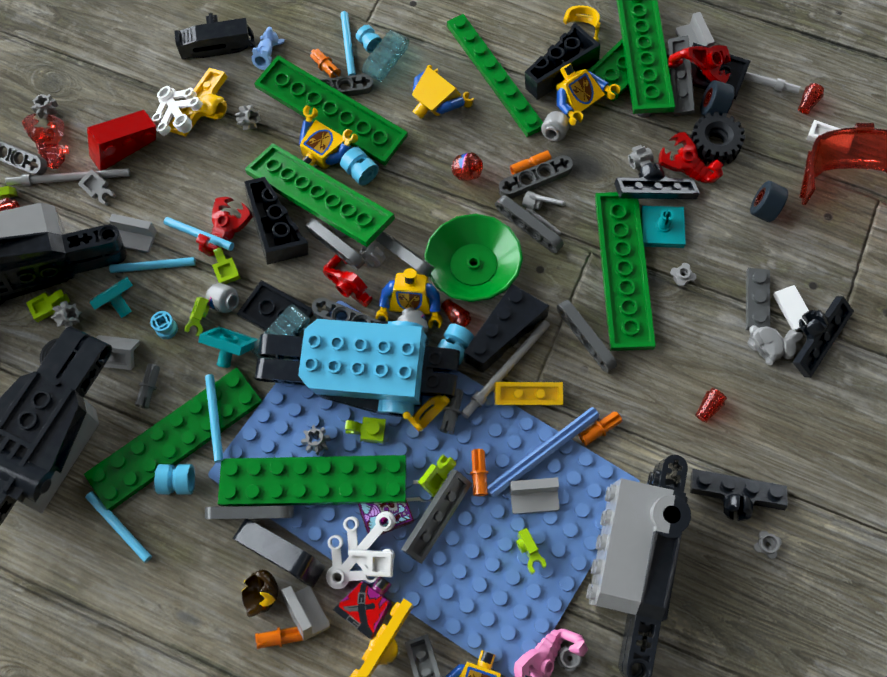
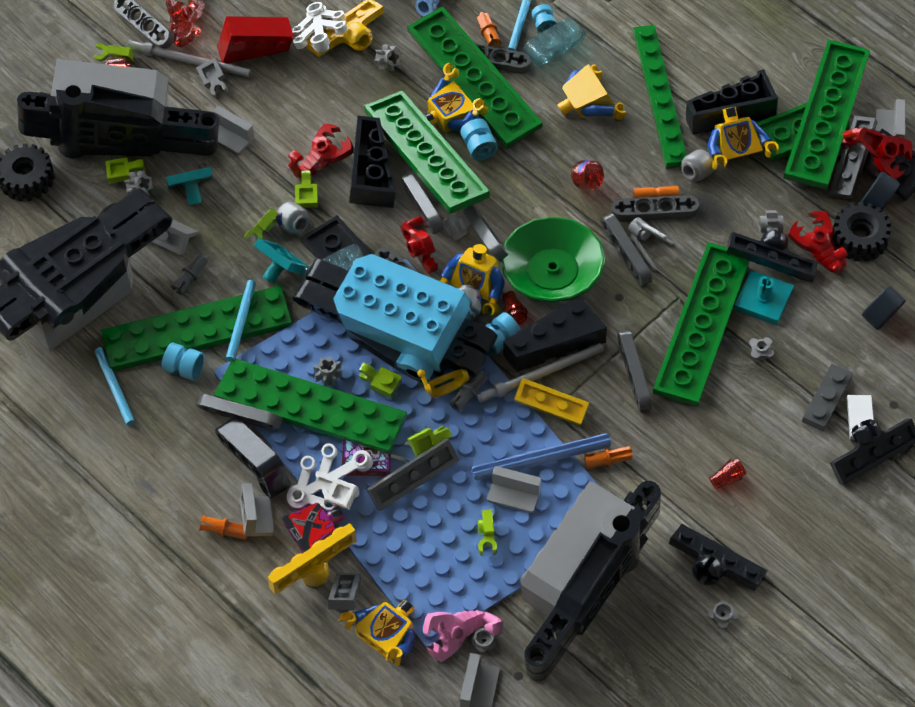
camera: 20 degrees right, 10 degrees down
(148, 265) = (238, 167): medium azure bar -> none
(164, 325) = (227, 224): medium azure wheel -> none
(195, 232) = (308, 163): medium azure bar -> none
(259, 593) = (222, 483): dark brown hair -> none
(479, 473) = (470, 453): orange axle -> none
(574, 14) = (775, 62): yellow helmet -> none
(771, 344) = (818, 442): light grey animal -> none

